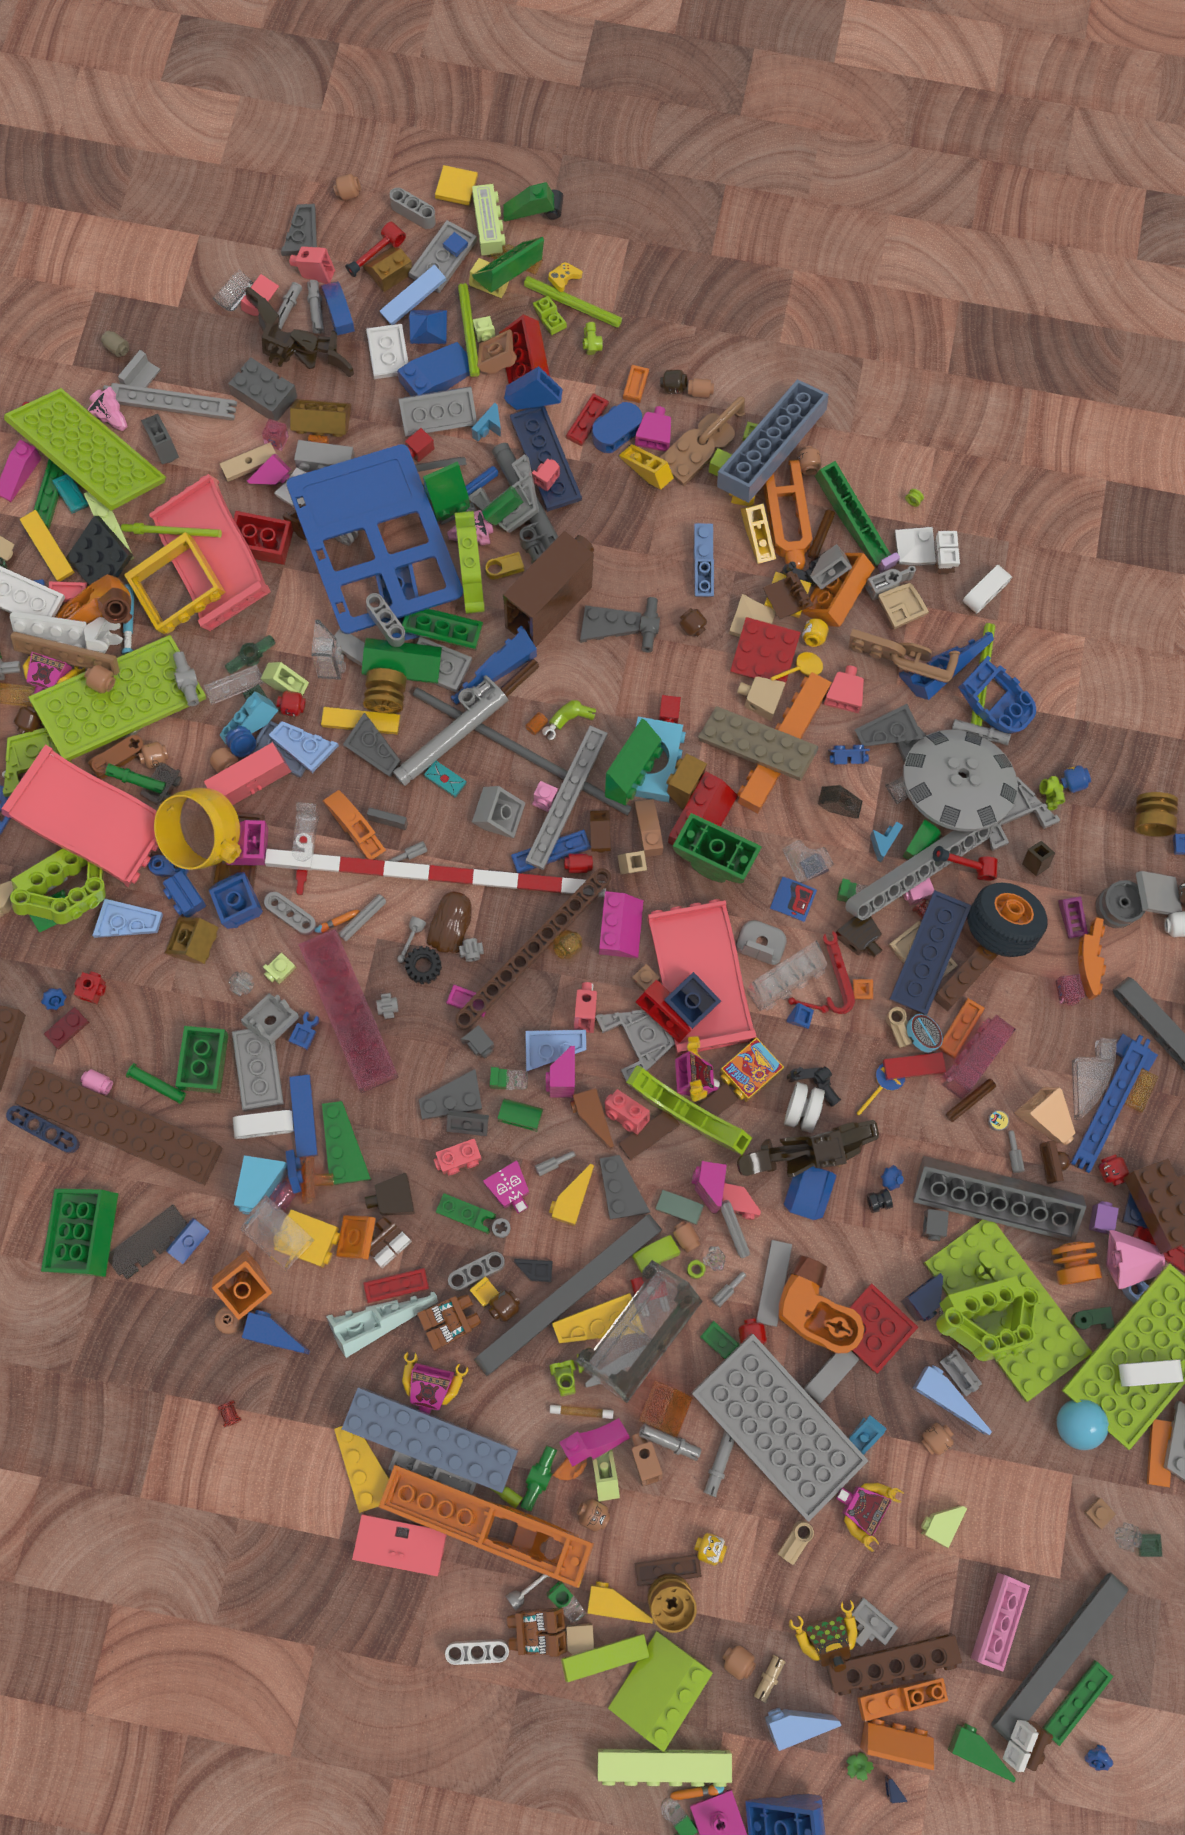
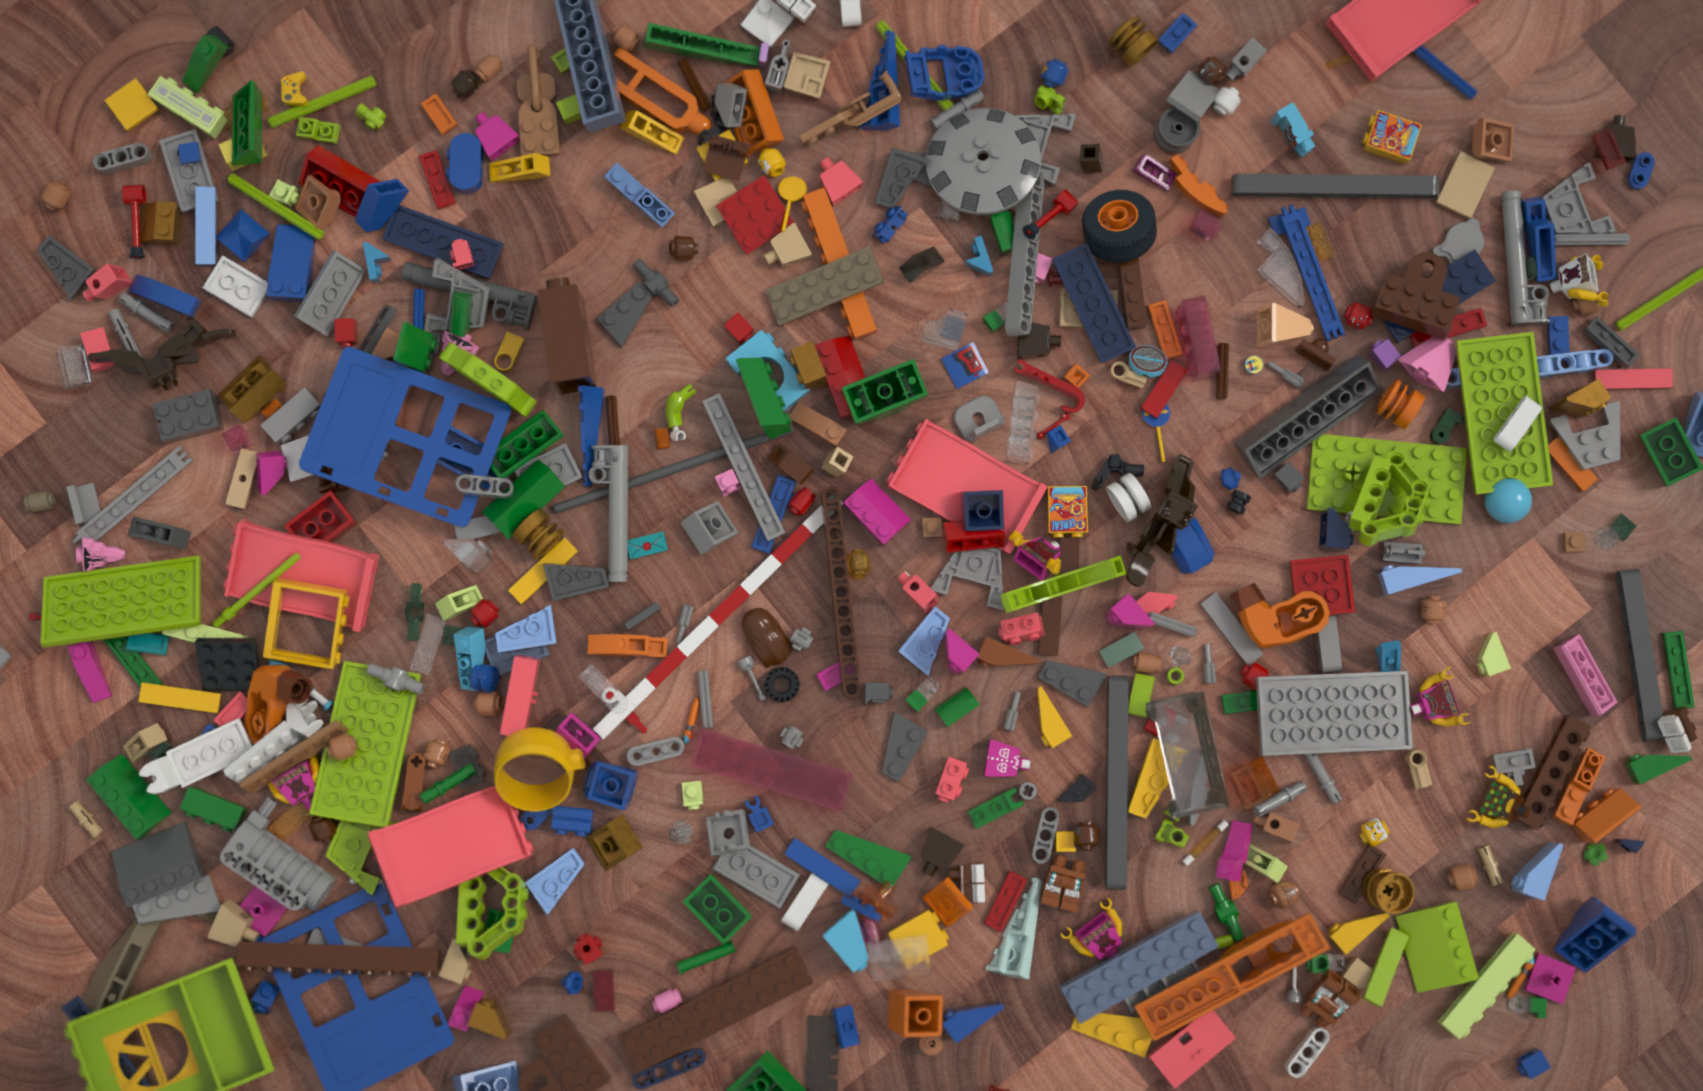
camera: 50 degrees left, 10 degrees up
(467, 1123) = (931, 751): dark grey plate -> none

